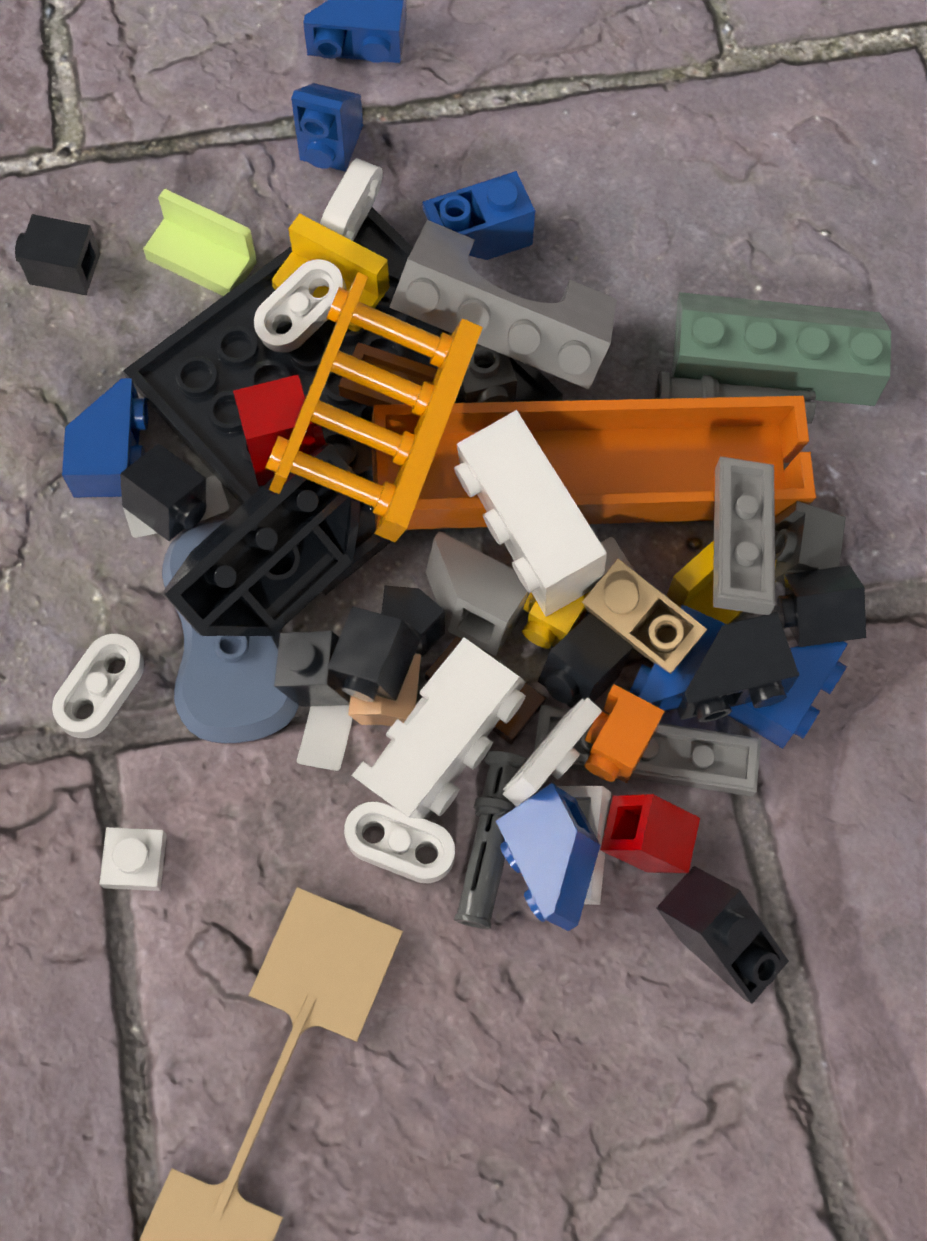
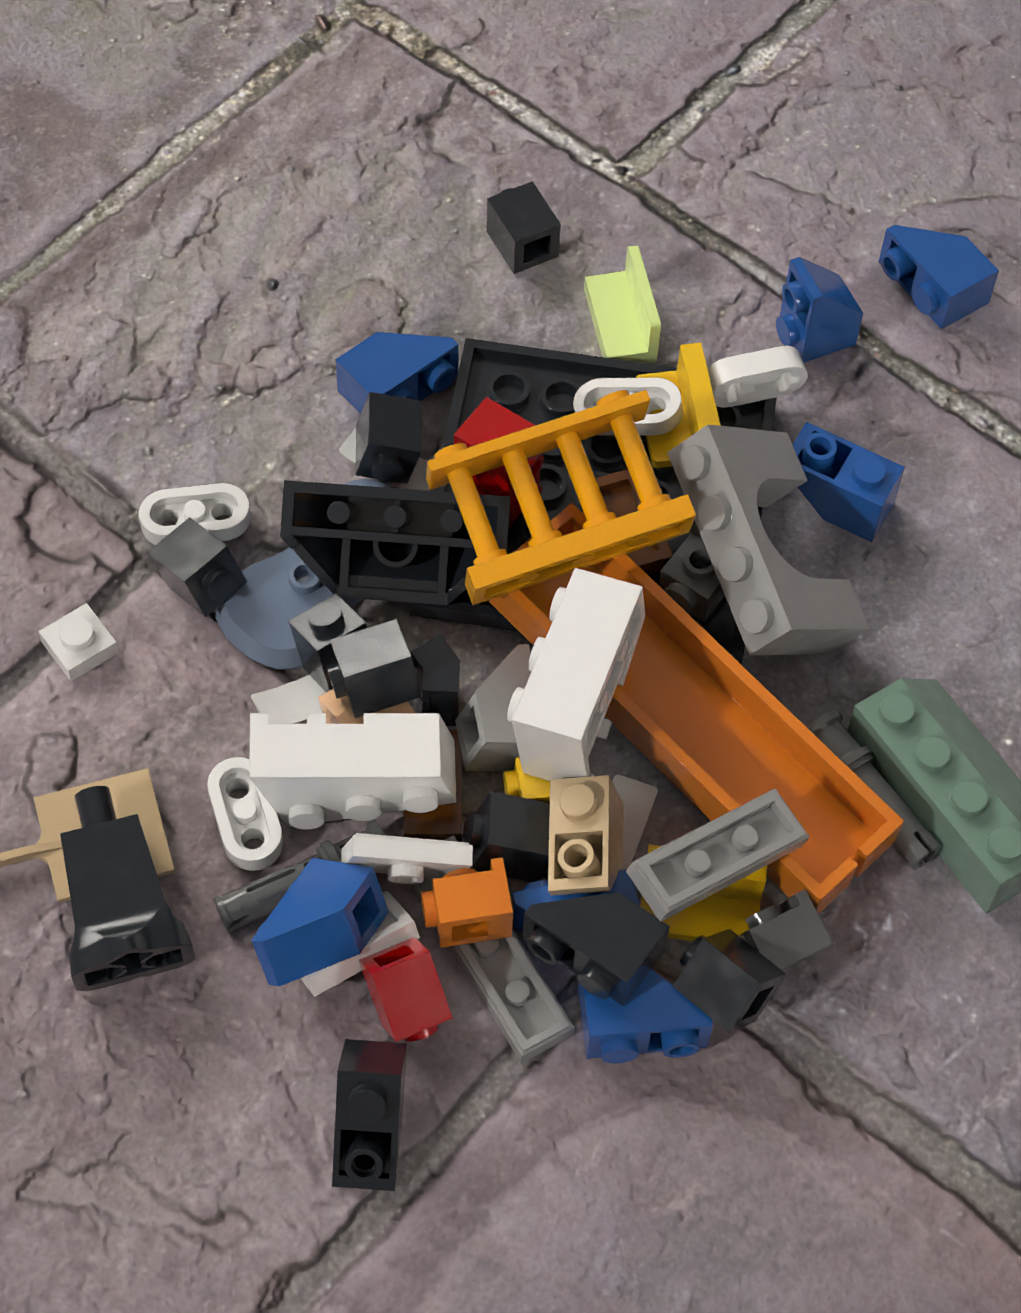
camera: 50 degrees right, 10 degrees down
(156, 718) = (197, 566): none -> black brick
(402, 993) = (117, 900): none -> black piece

